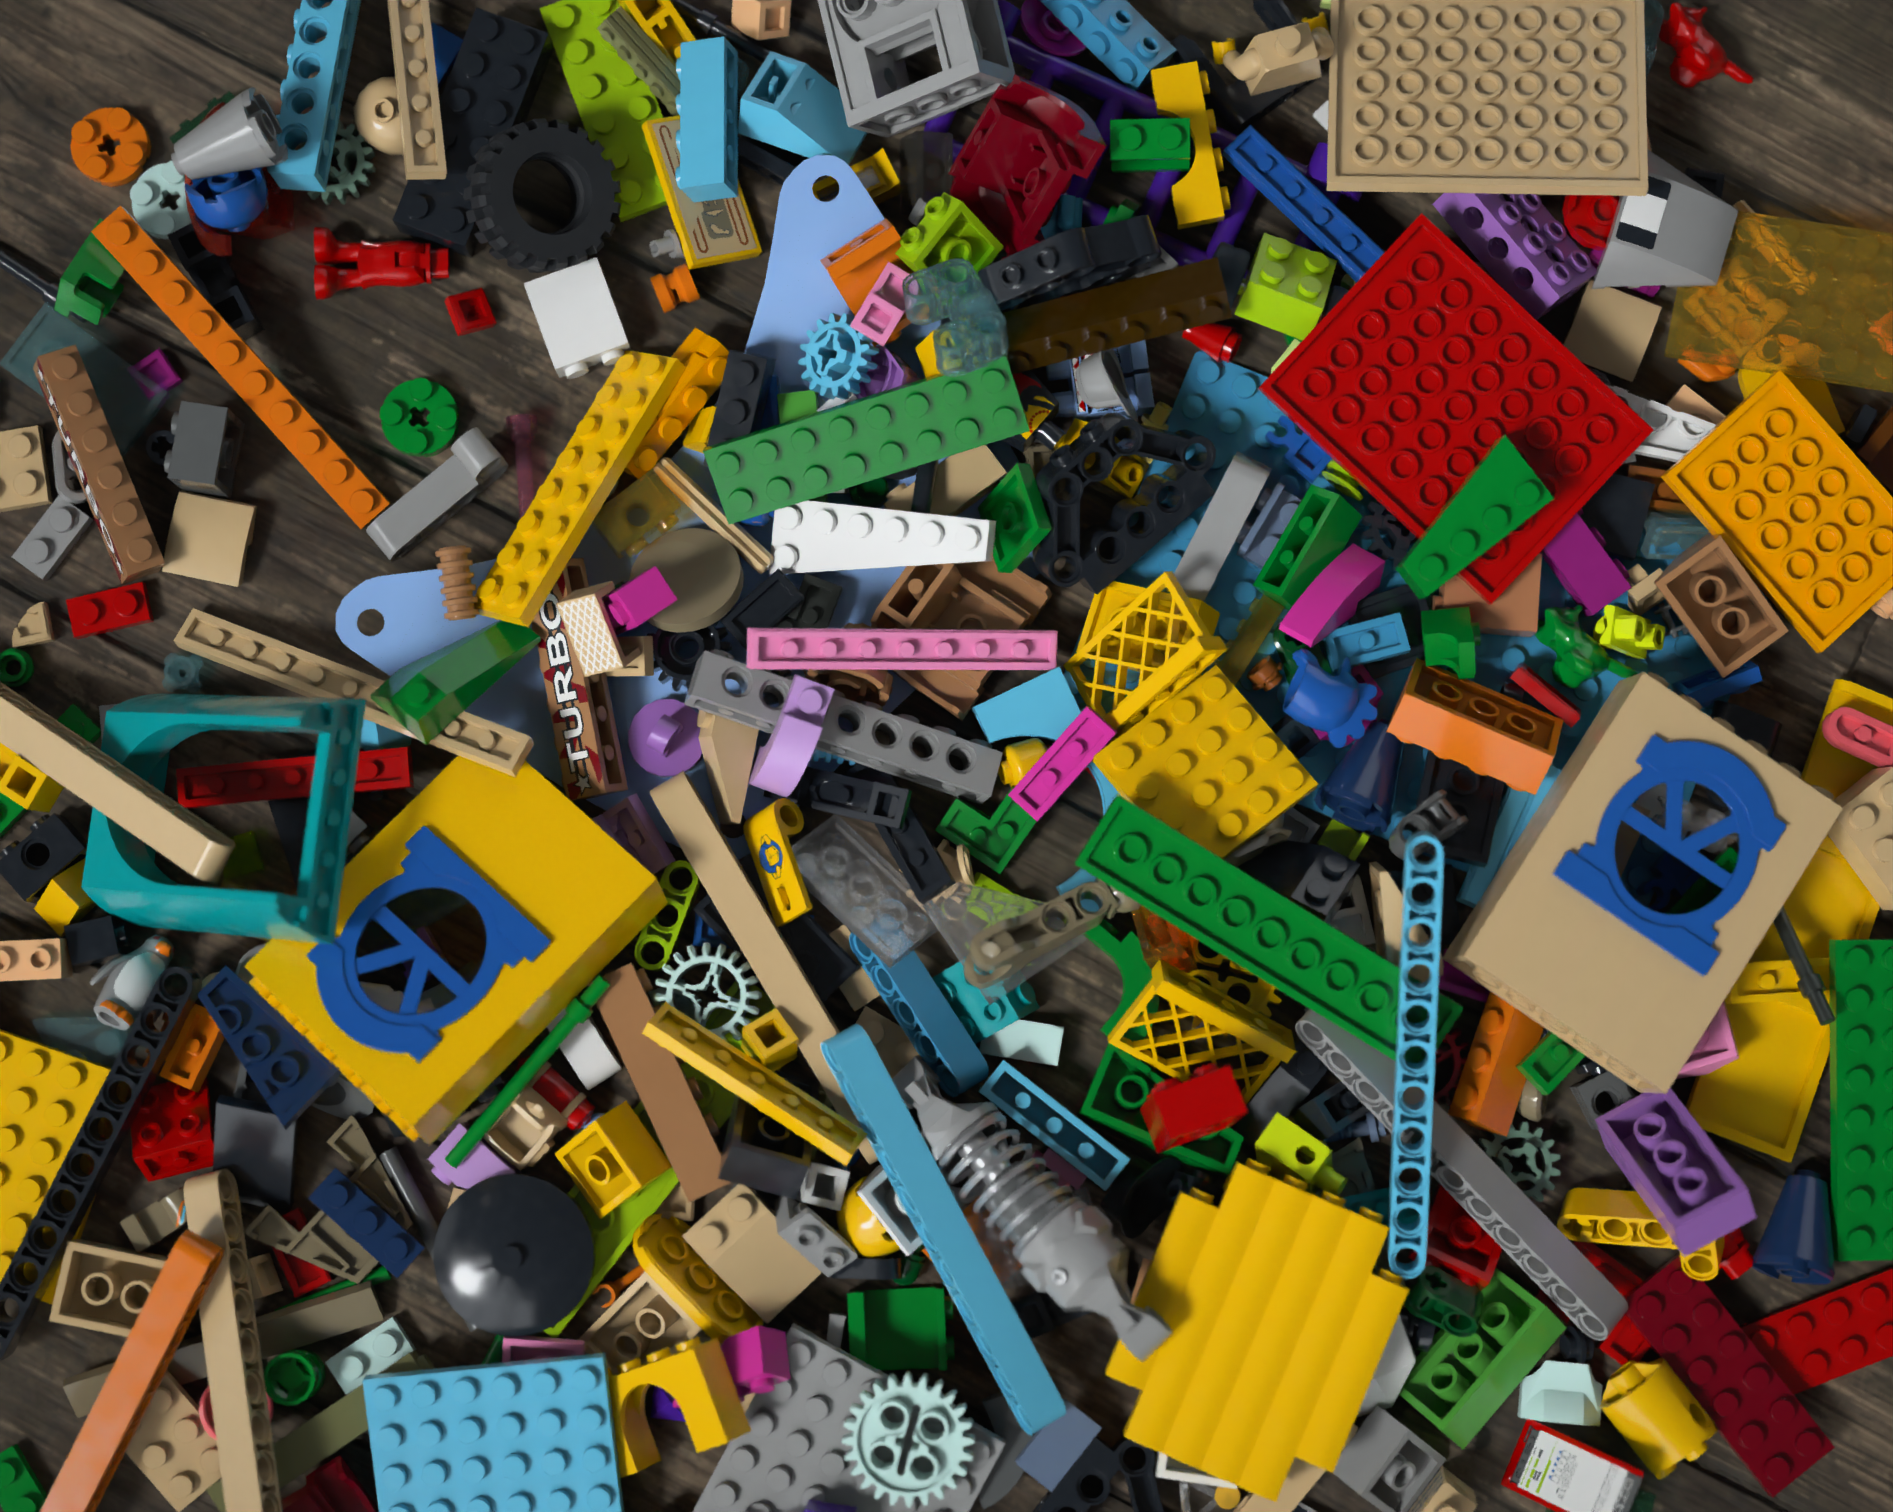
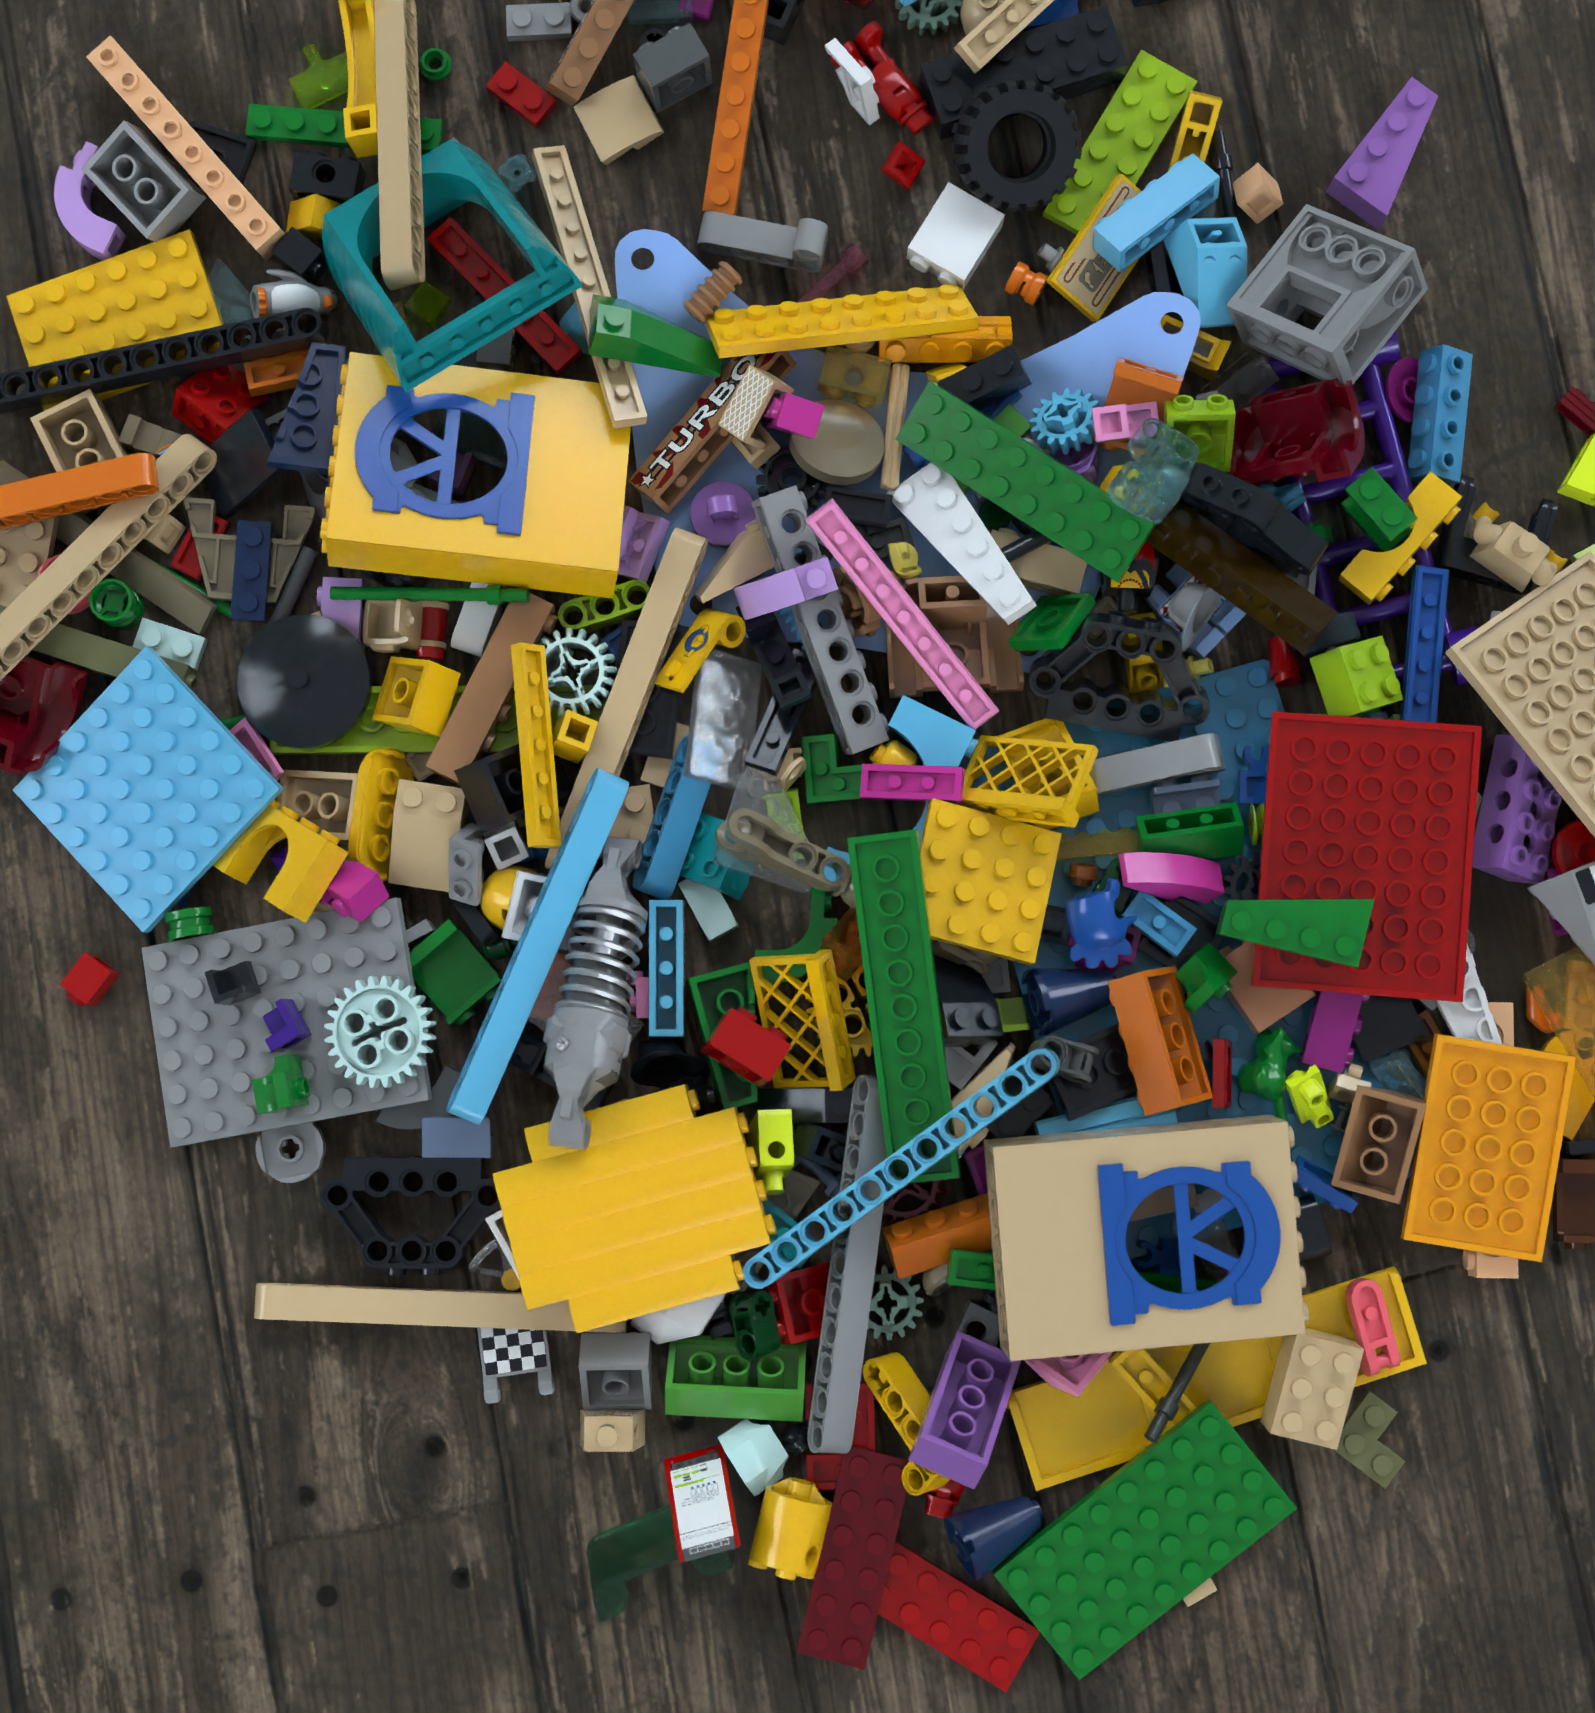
camera: 55 degrees right, 0 degrees up
(34, 627) = (472, 56): tan tile -> none
(361, 292) = (856, 81): none -> white wing
(419, 440) = (806, 171): green plate -> none
(619, 1285) = (336, 766): orange hand -> none
(642, 56) = (1164, 135): olive piece -> none
(848, 606) = (904, 560): none -> light yellow piece
(1611, 330) = (1509, 926): tan slope -> none

